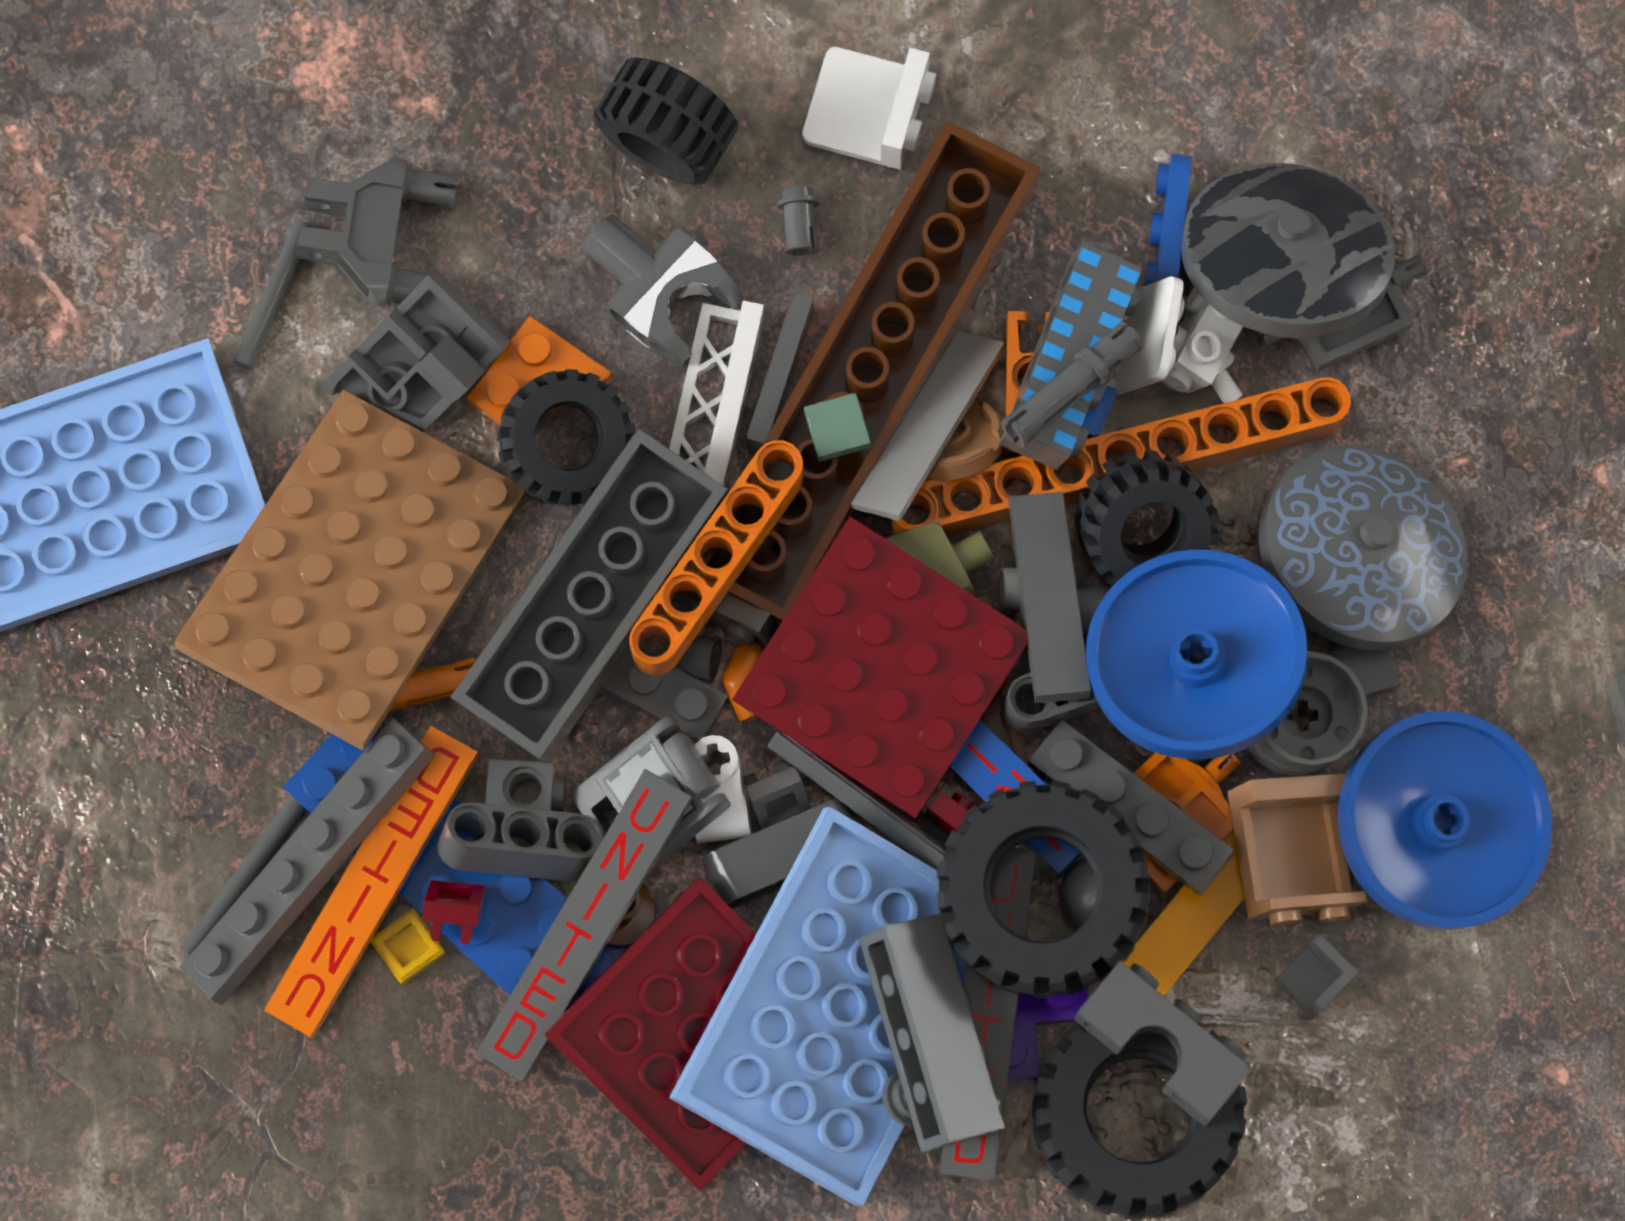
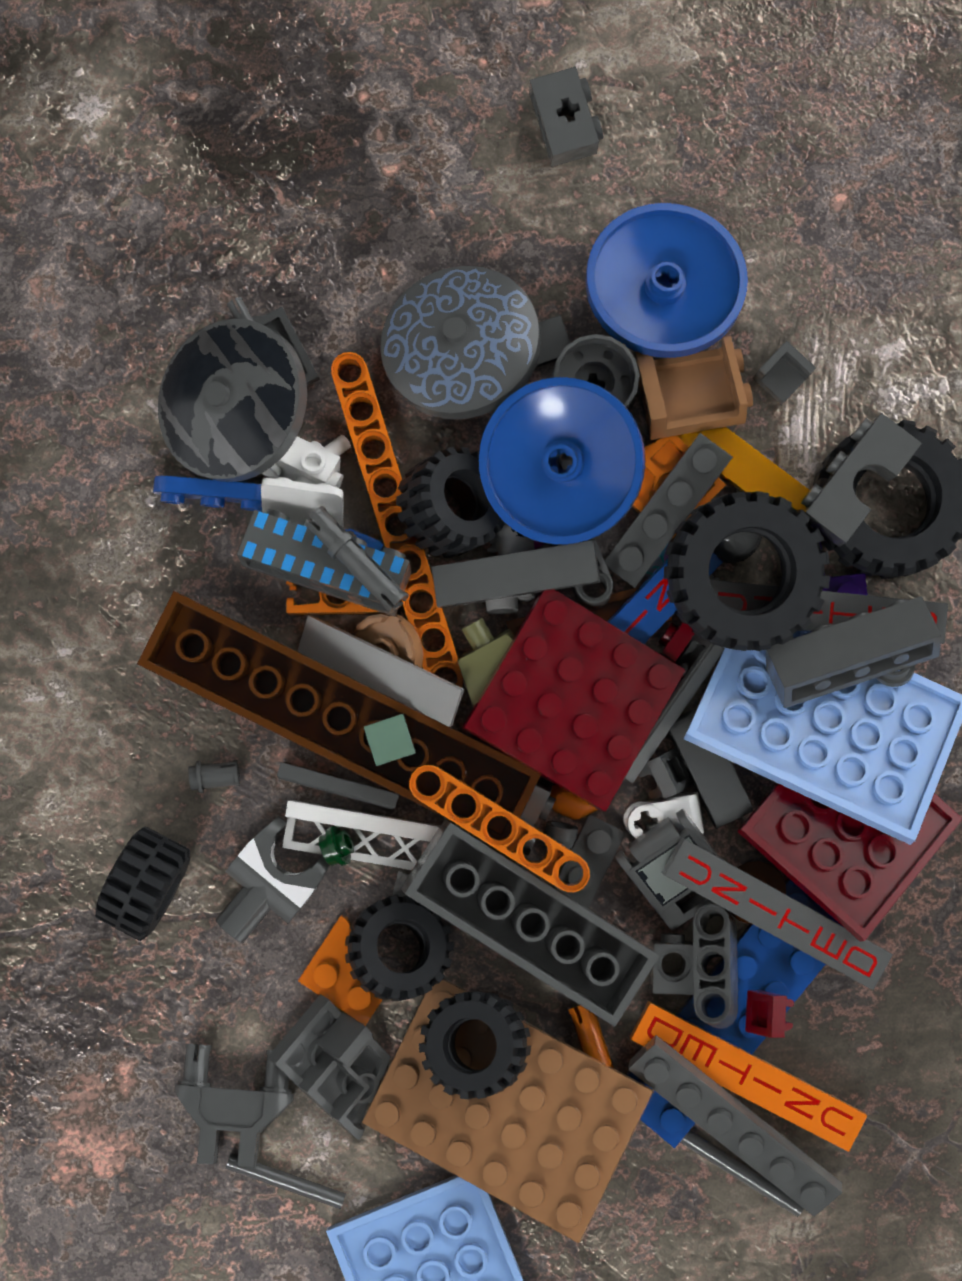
camera: 90 degrees left, 10 degrees up
(407, 947) = (792, 1049): yellow tile -> none
(446, 481) = (442, 1054): none -> black tyre
(700, 365) = (336, 846): none -> dark green plate
(869, 105) = (119, 726): white bracket -> none

